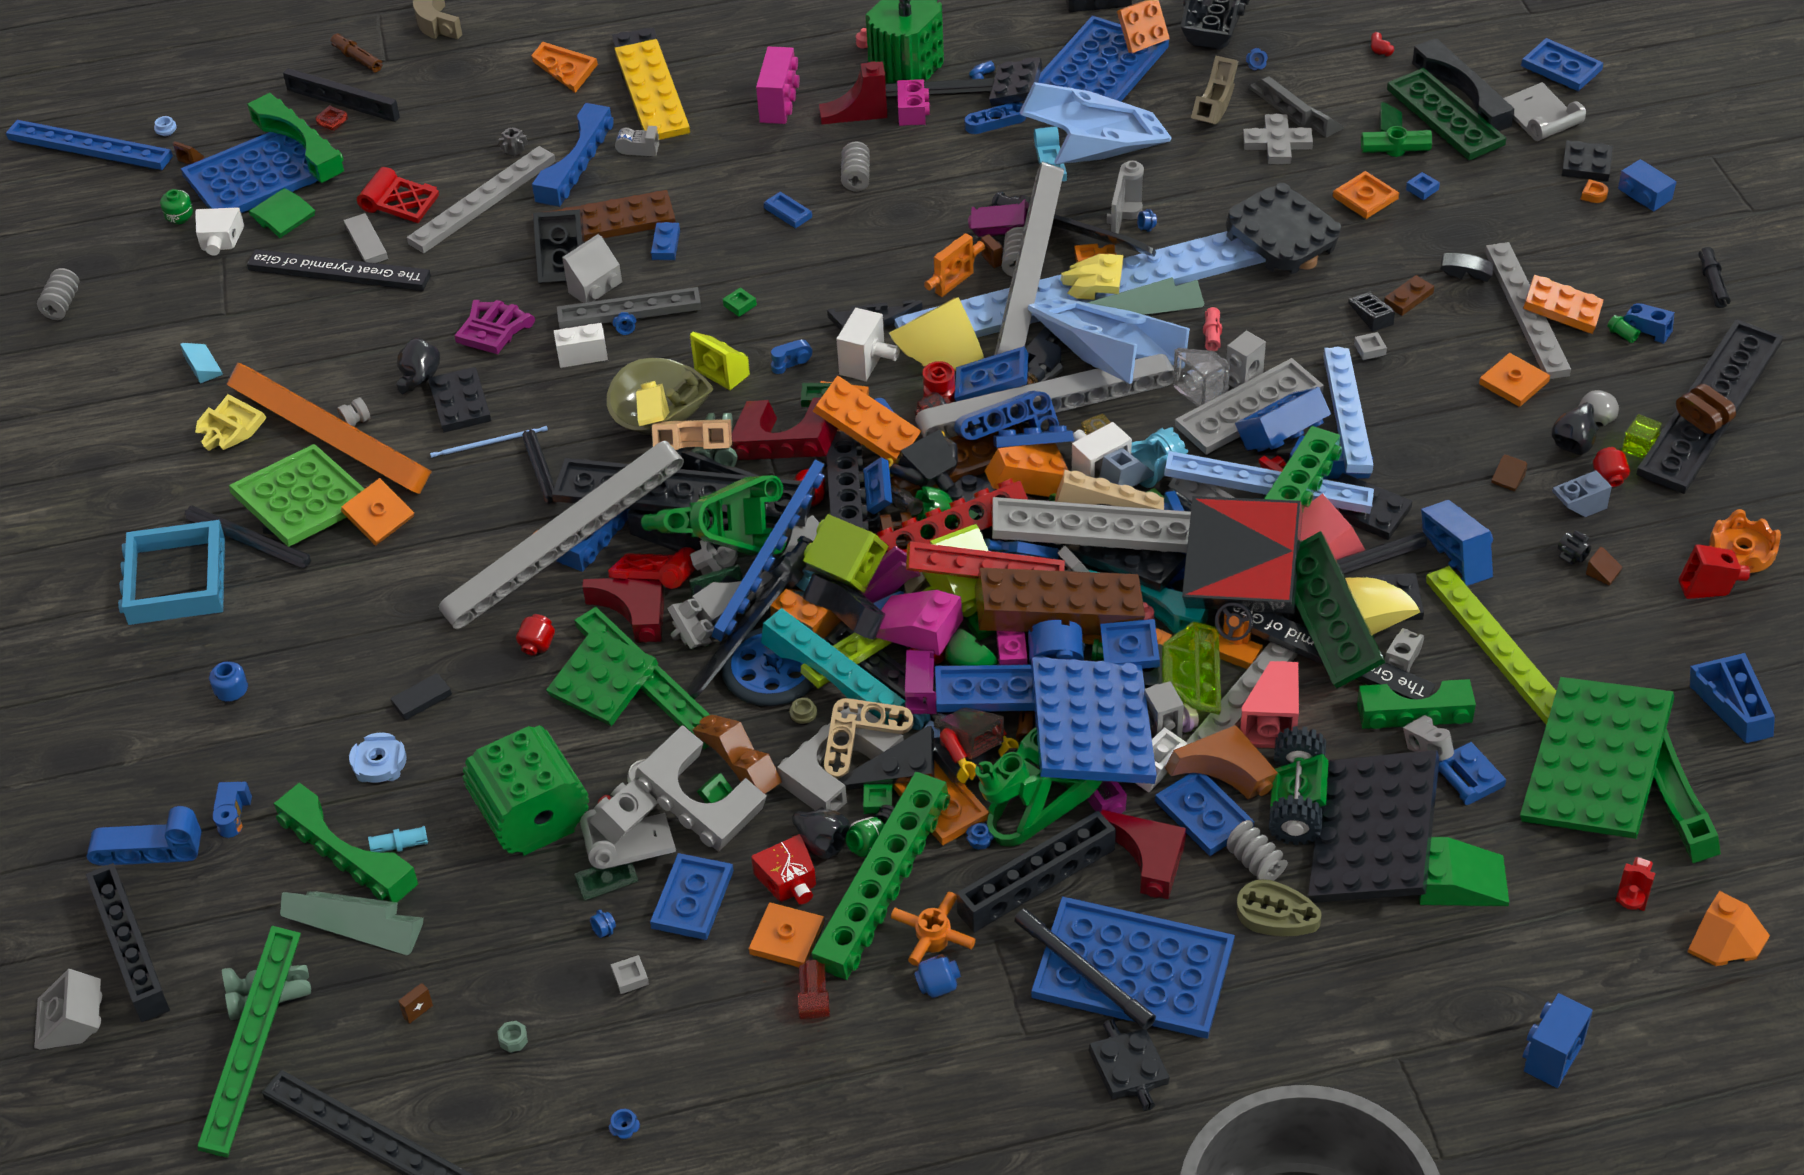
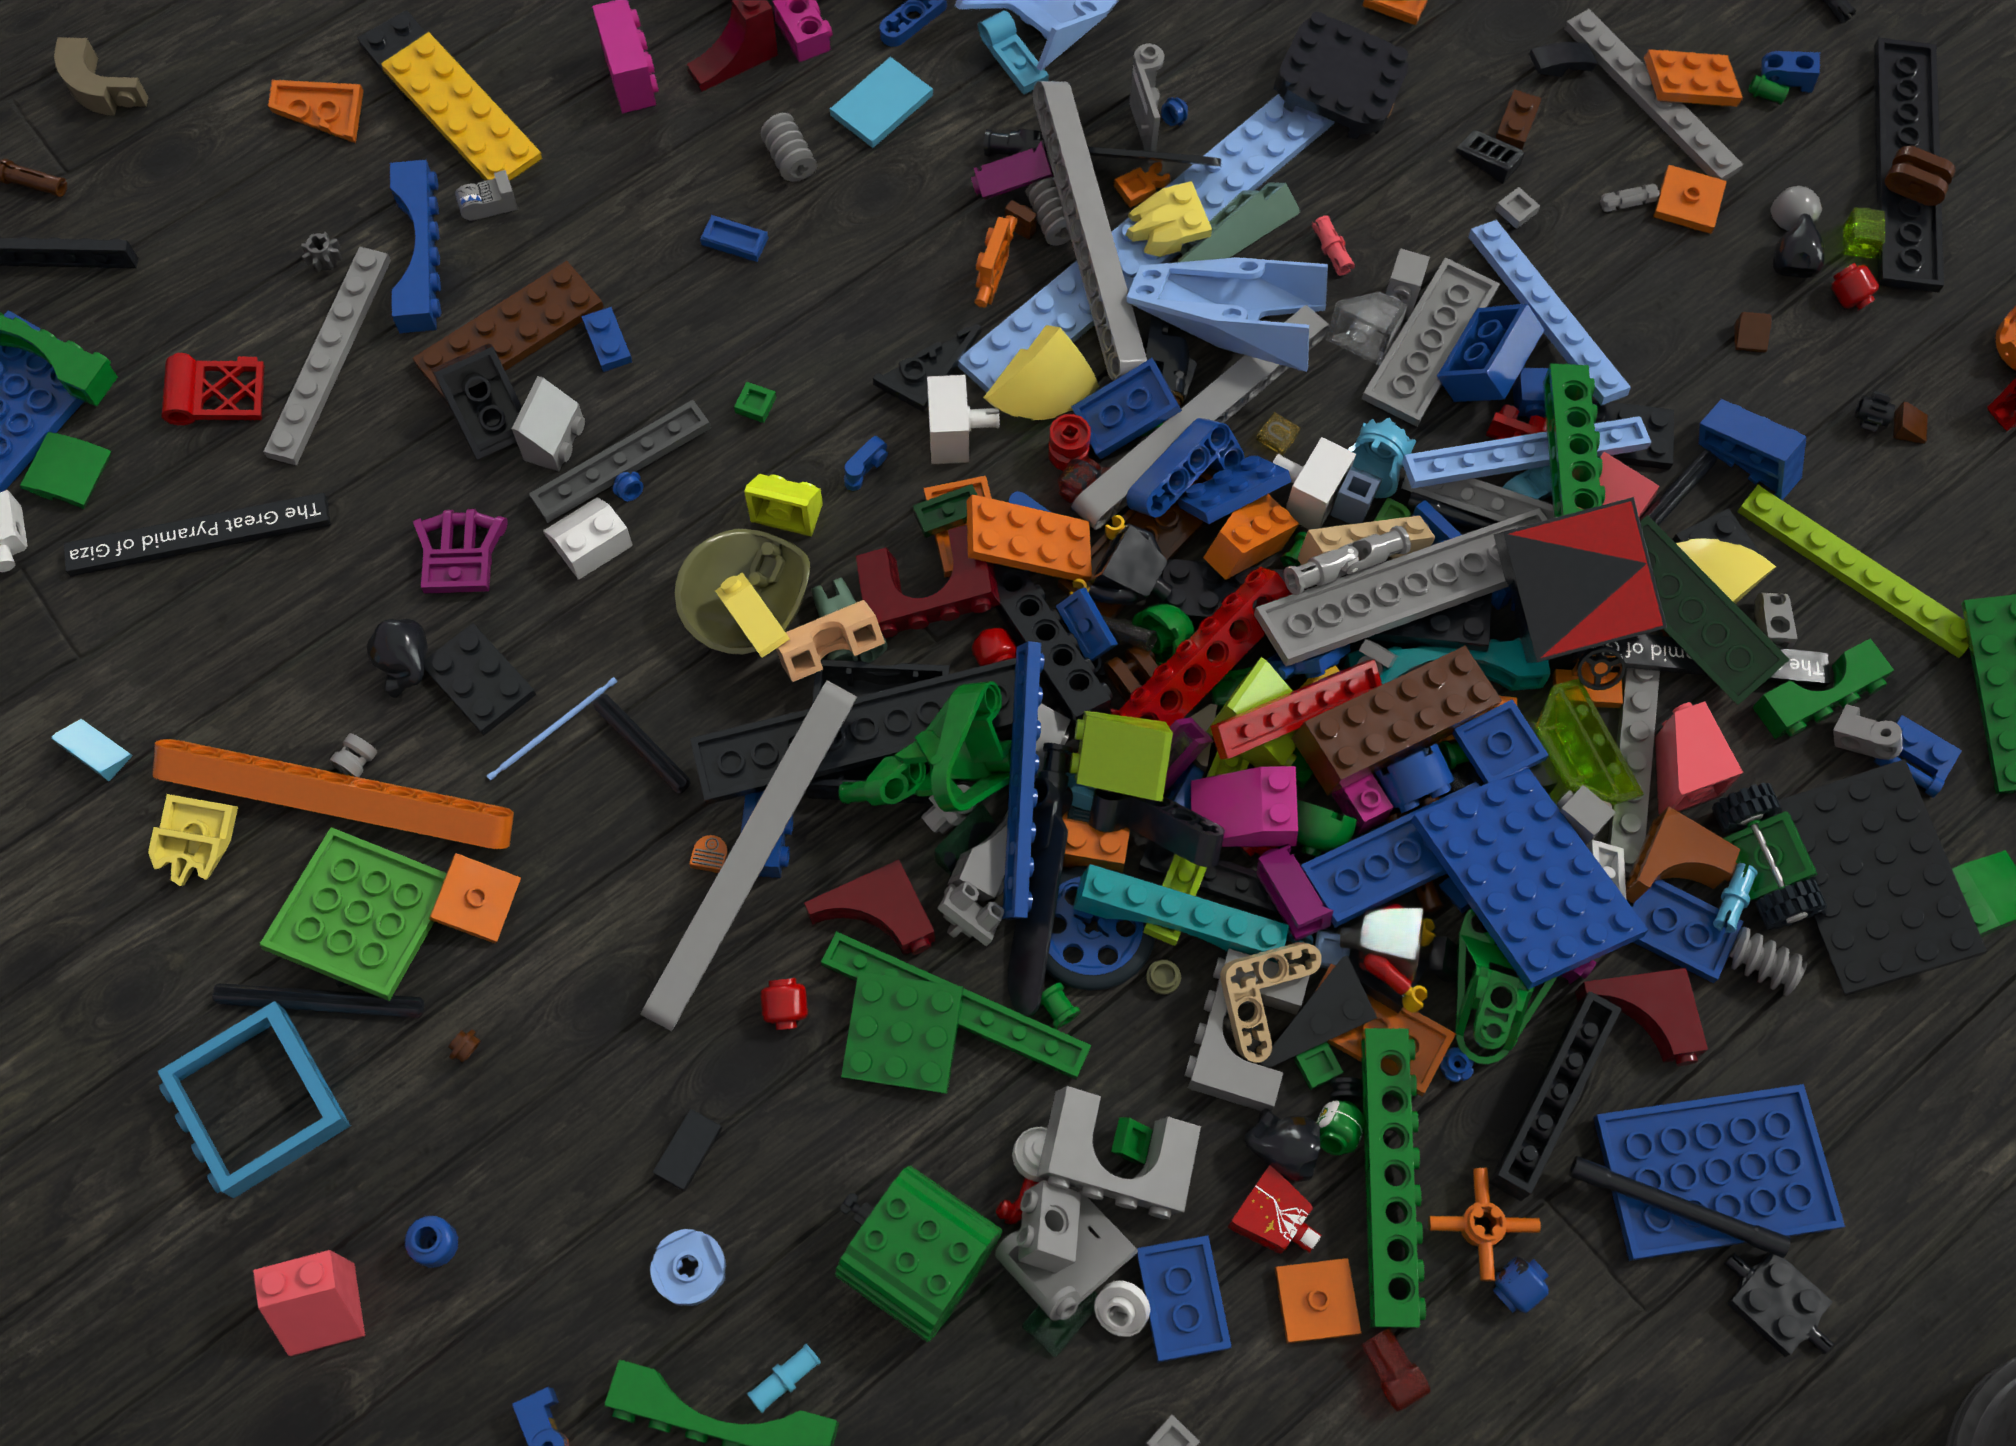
camera: 30 degrees left, 20 degrees up
(135, 680) = (310, 1301): none -> coral slope
(318, 589) = (463, 1045): none -> reddish brown plate
(331, 118) = (47, 294): clear red plate -> none
(365, 239) = (207, 472): light grey tile -> none
(602, 923) = (1100, 1385): blue plate -> none
(645, 882) = (1122, 1308): none -> white plate
(669, 569) = (906, 840): red piece -> none
(717, 696) = (1059, 1006): none -> green bush
(733, 745) = (1128, 1075): dark orange arch -> none
(940, 161) = (881, 102): none -> medium azure tile
(1082, 491) = (1337, 563): none -> light grey piece
(1254, 801) = (1735, 898): none -> medium azure pin
(1276, 895) = (1818, 1042): olive piece -> none
(1465, 365) = (1629, 197): none -> light grey axle
(1585, 494) = (1852, 333): sand blue slope -> none

